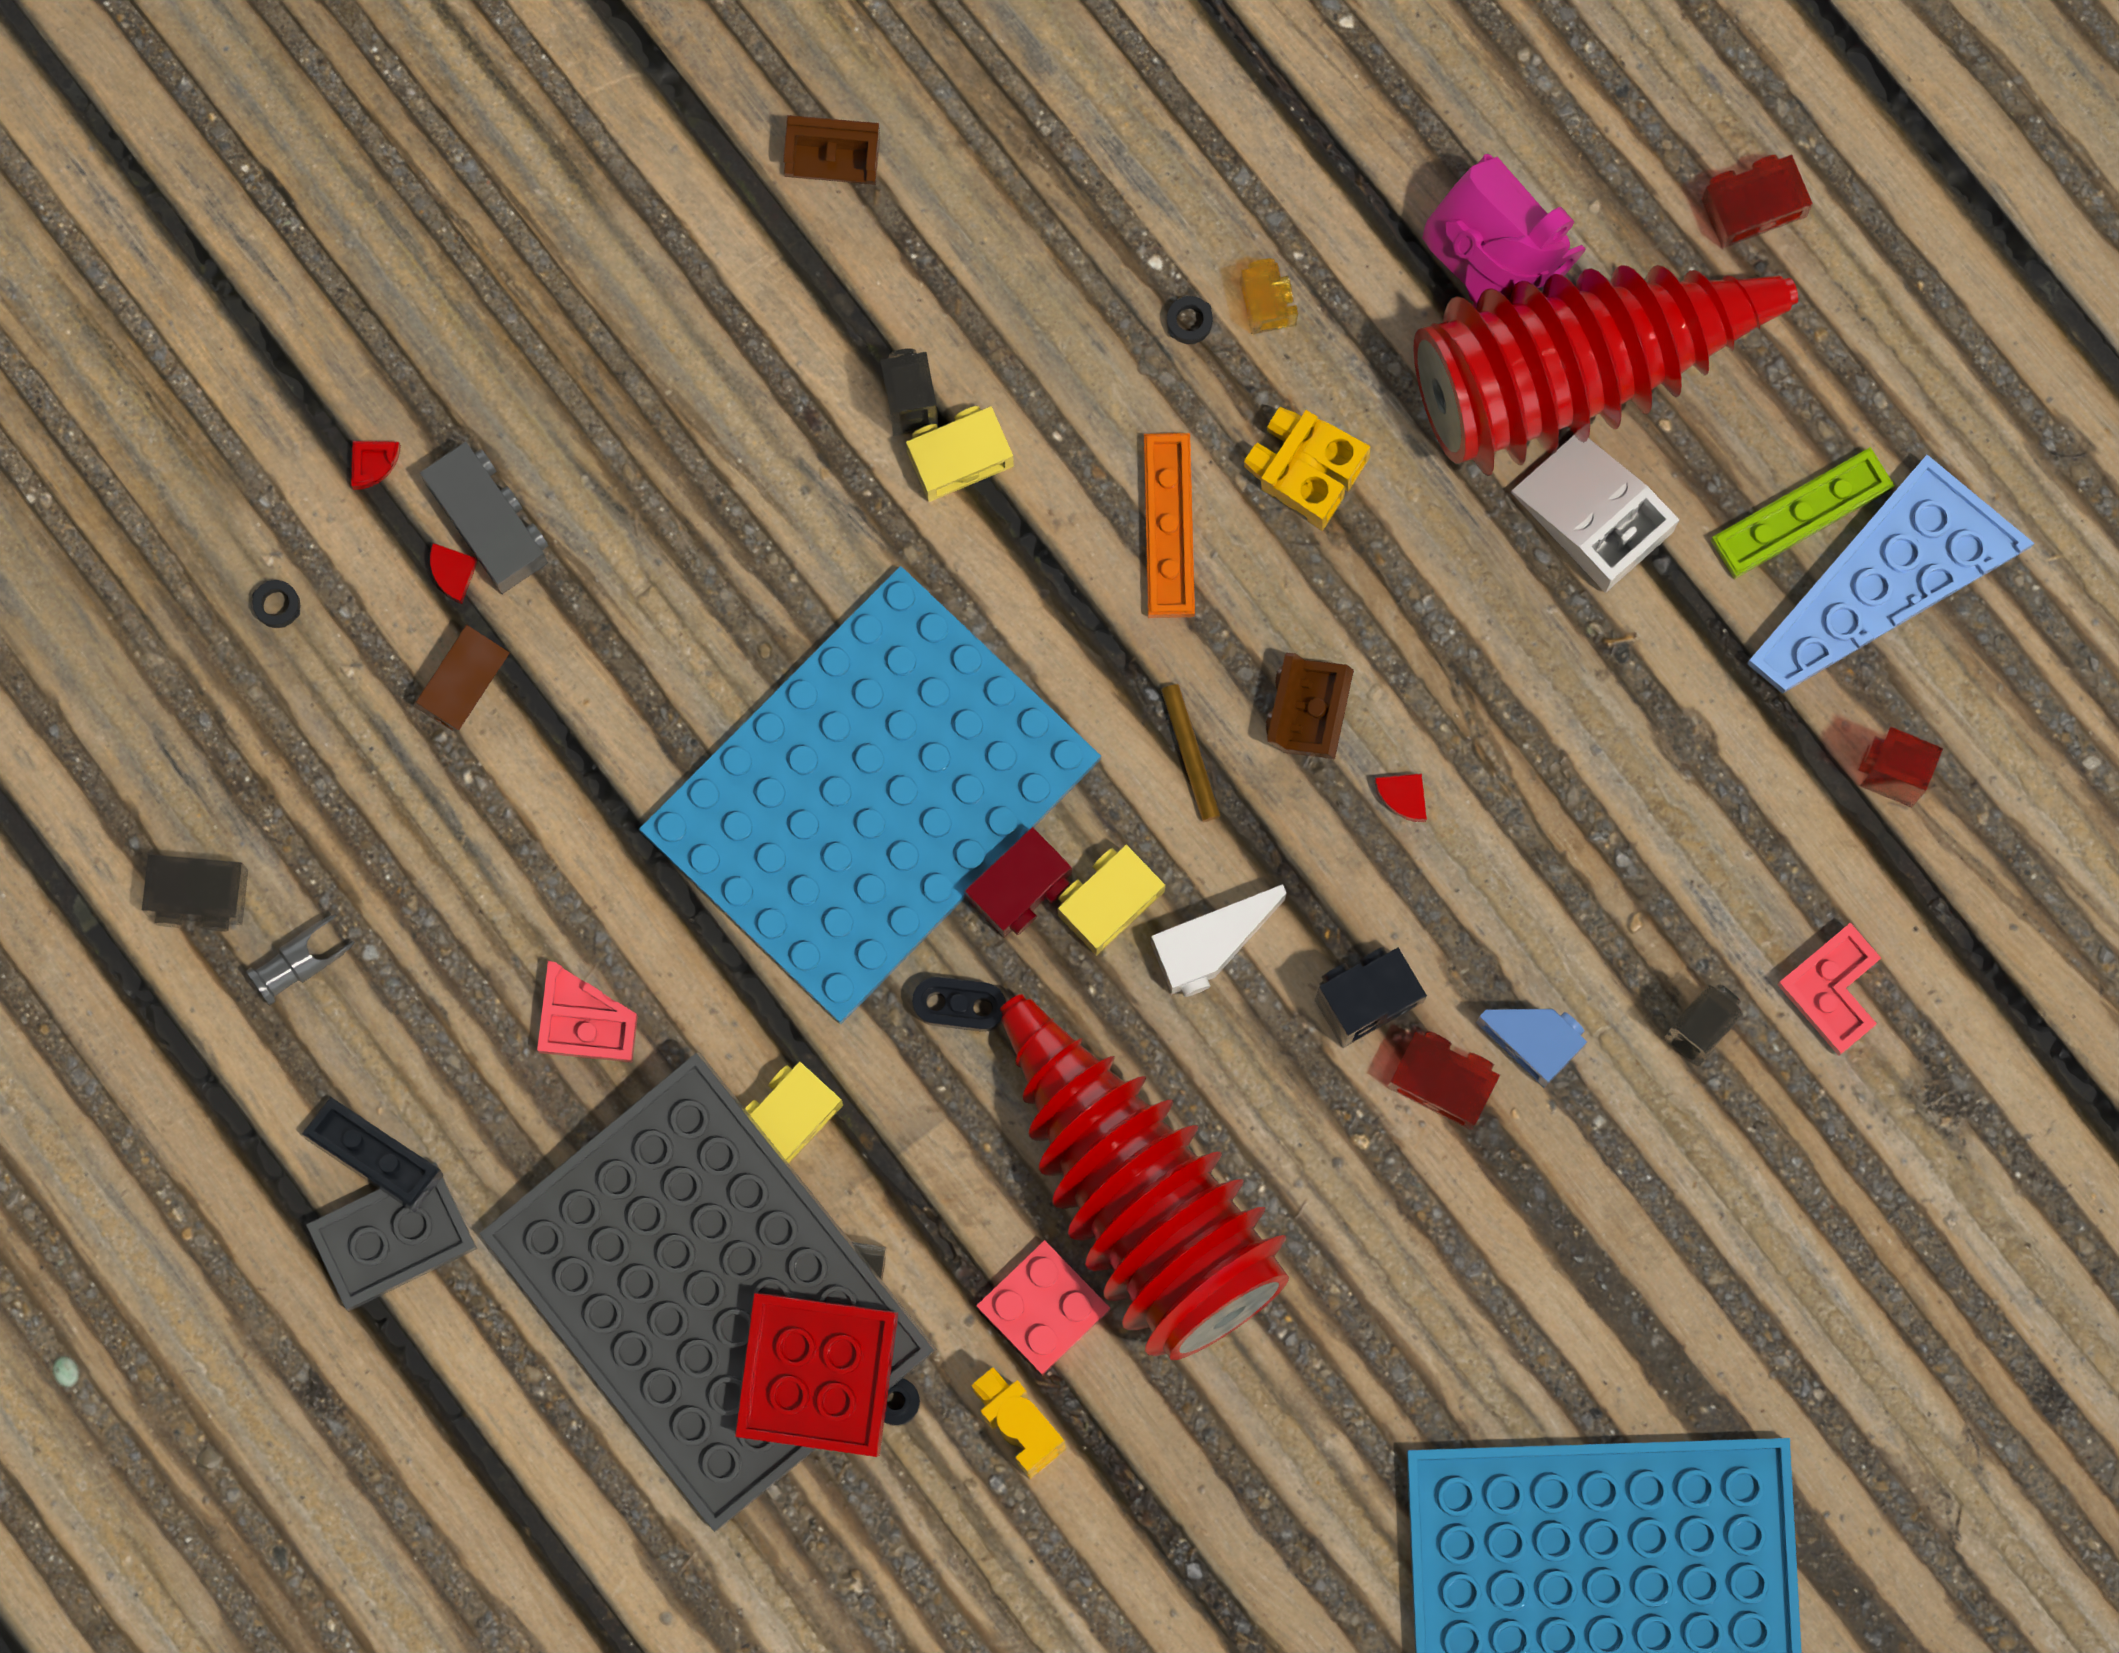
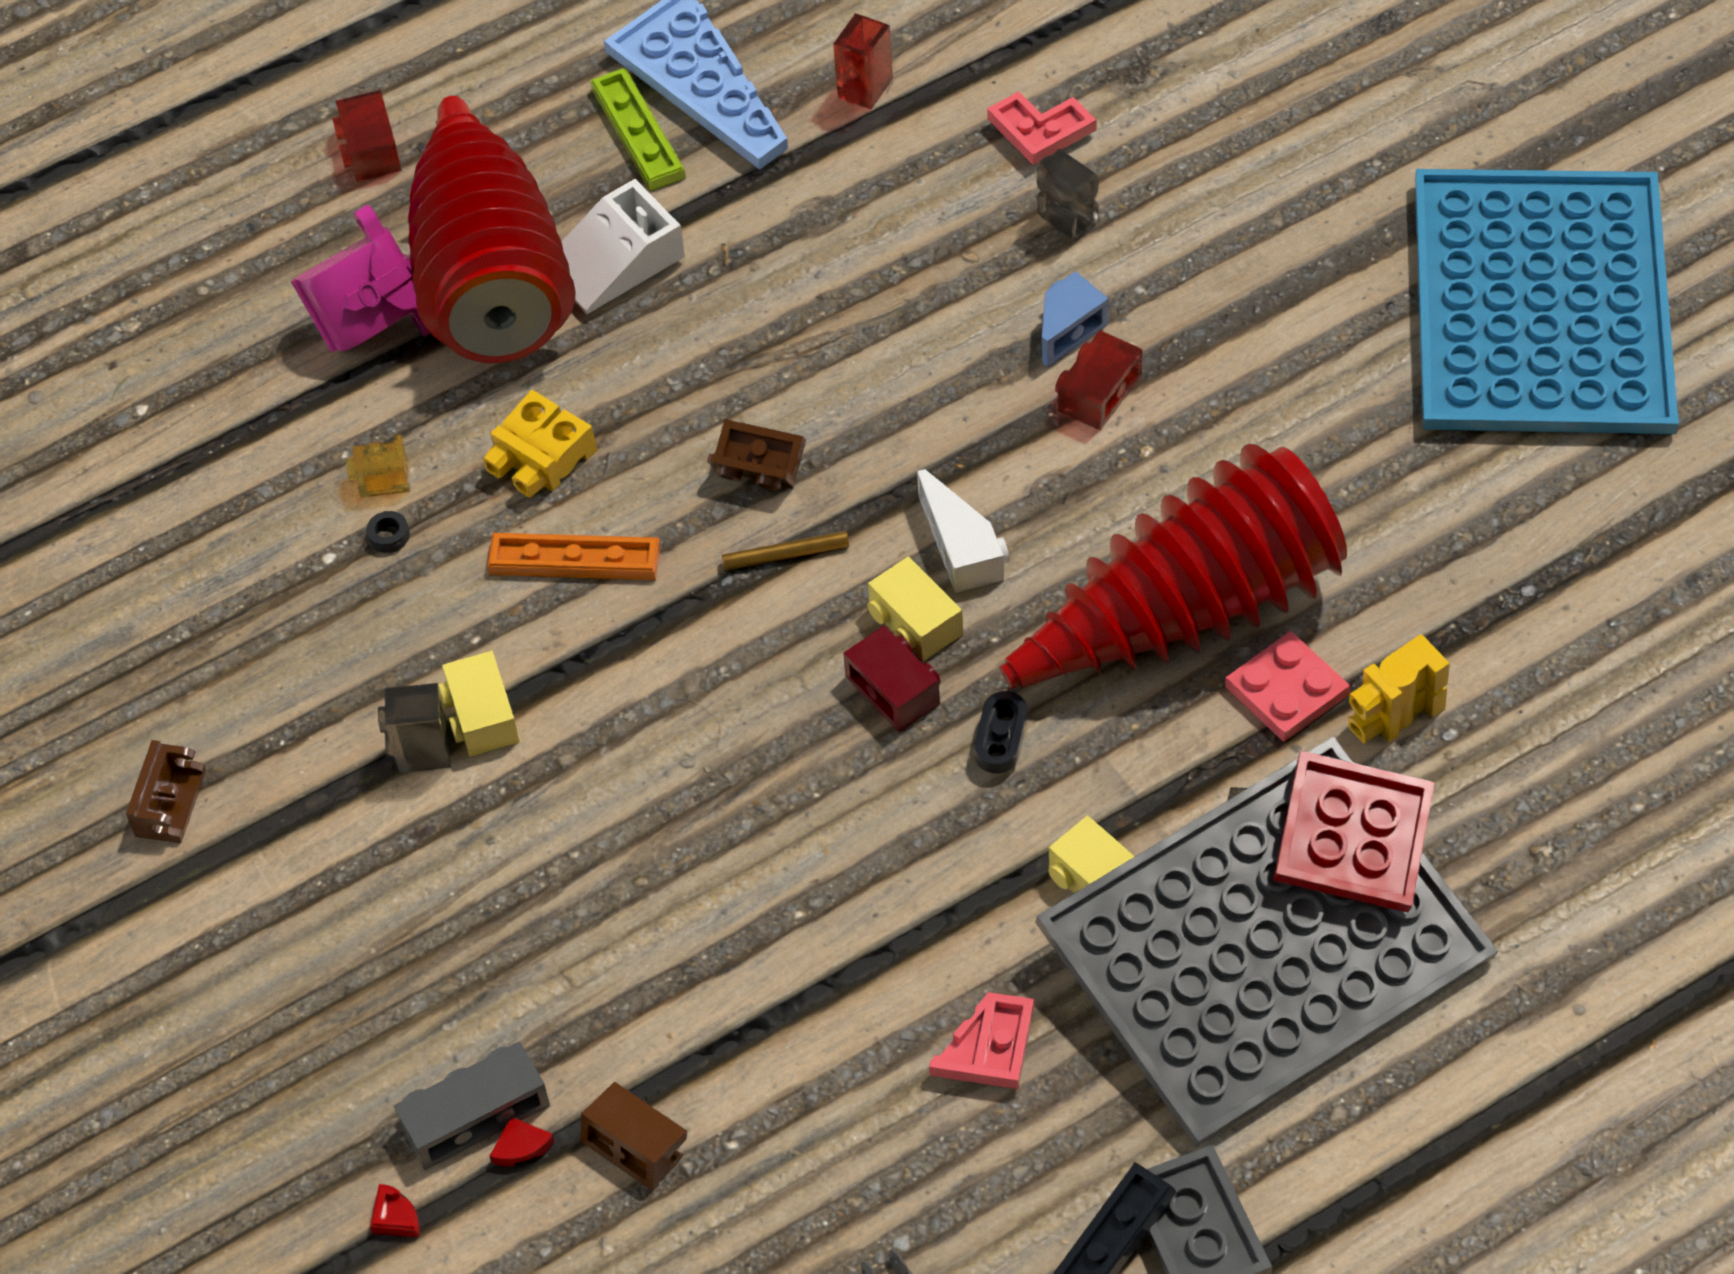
camera: 80 degrees left, 25 degrees down
(870, 794) = (794, 801): dark azure plate -> none
(1368, 996) = (1024, 423): black brick -> none
(1403, 795) = (844, 399): red tile -> none

